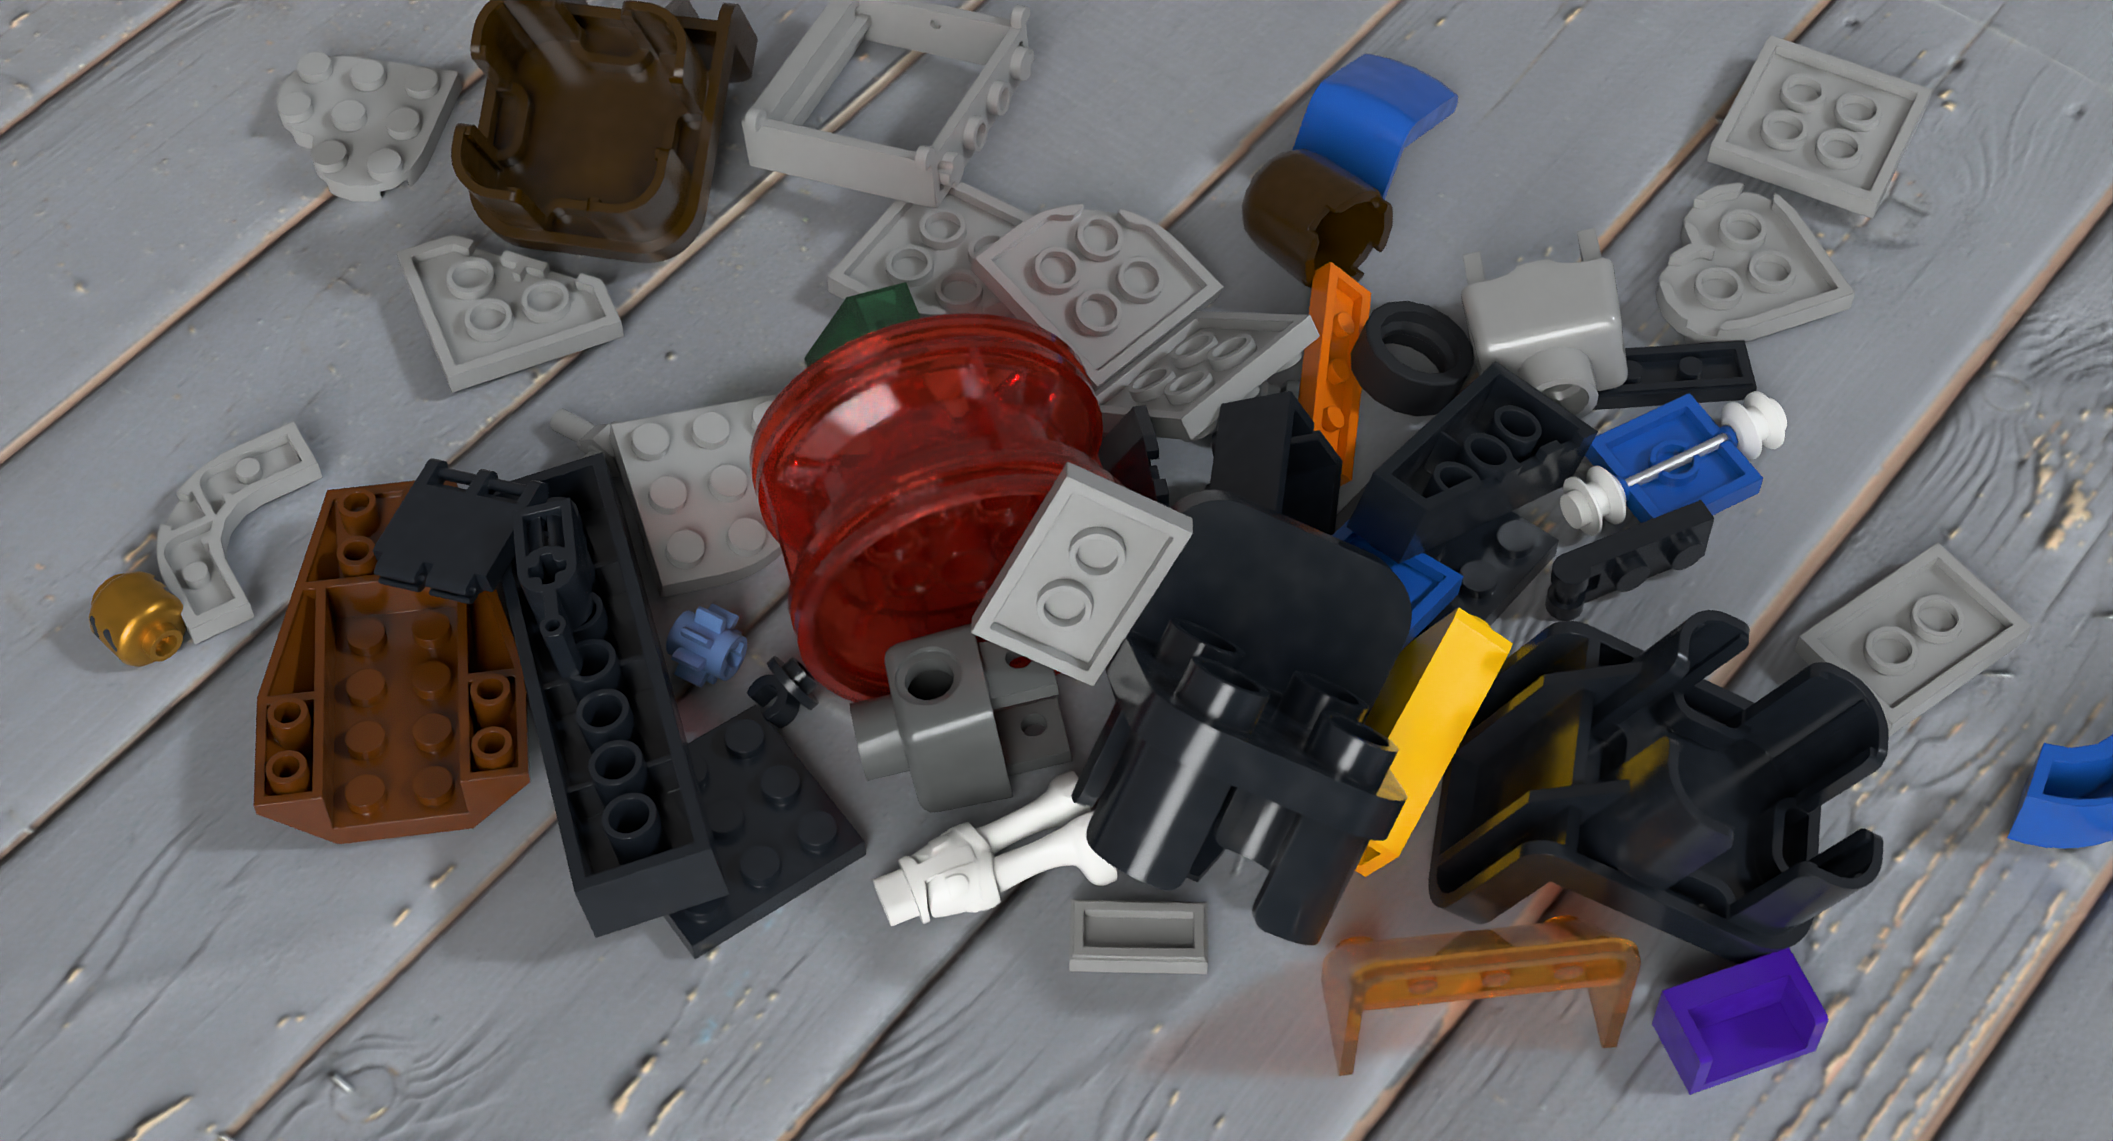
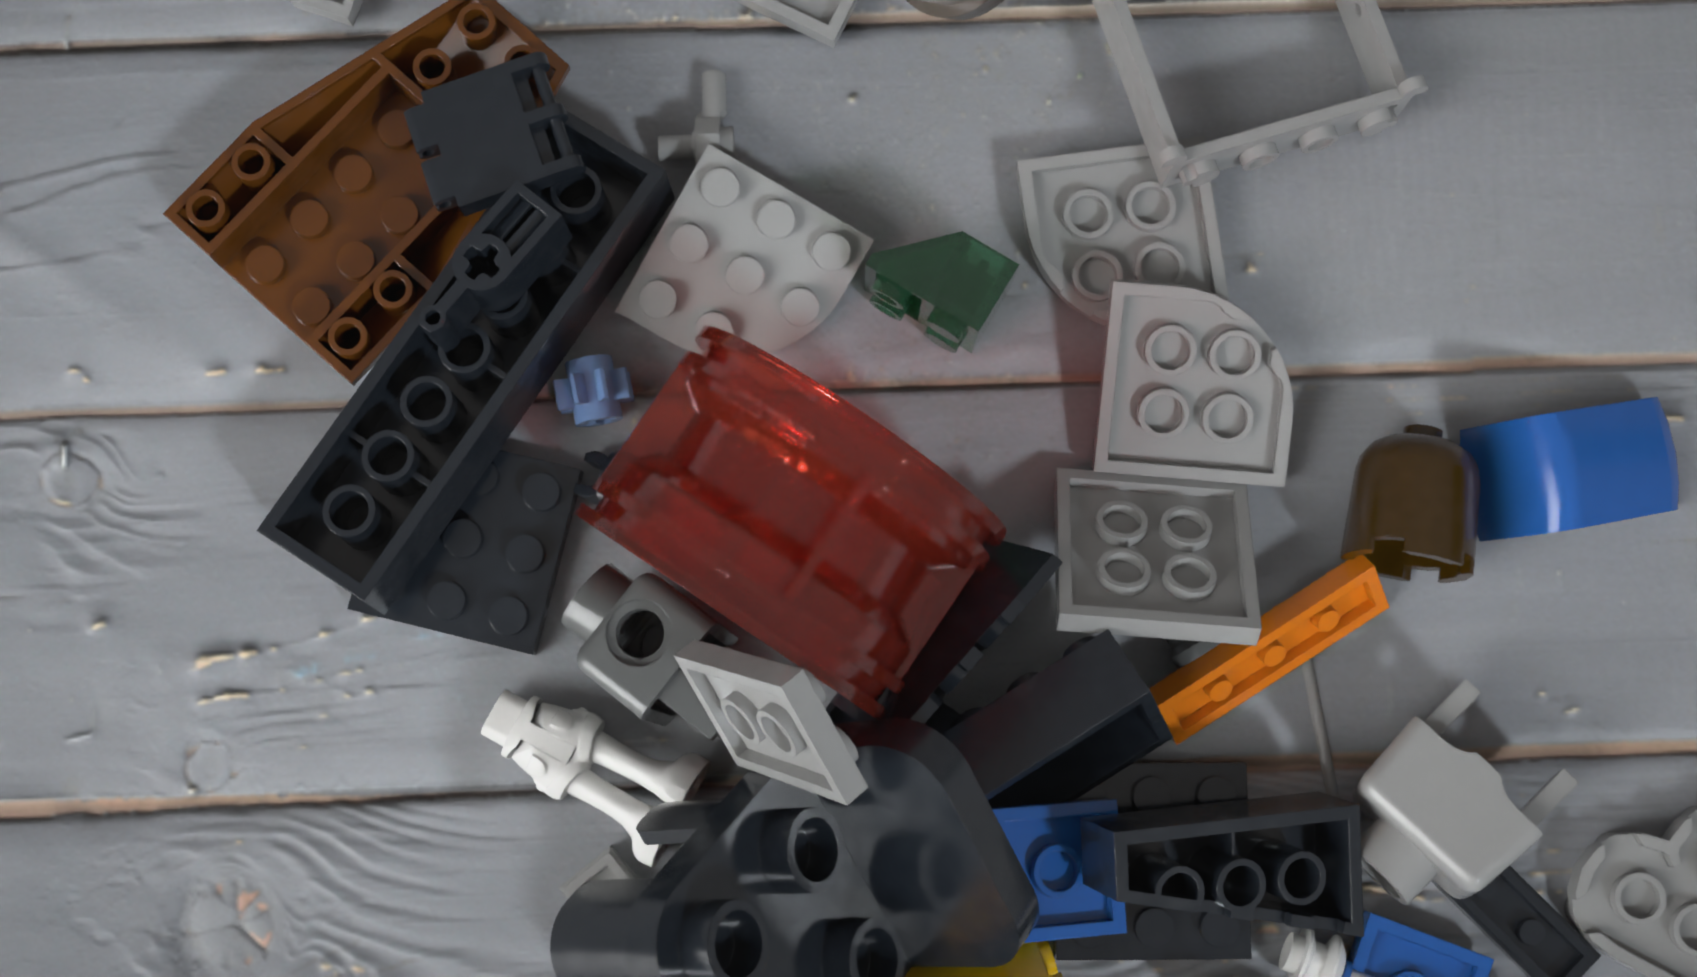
camera: 50 degrees right, 30 degrees up
(1396, 383) = (1379, 709): black tyre -> none

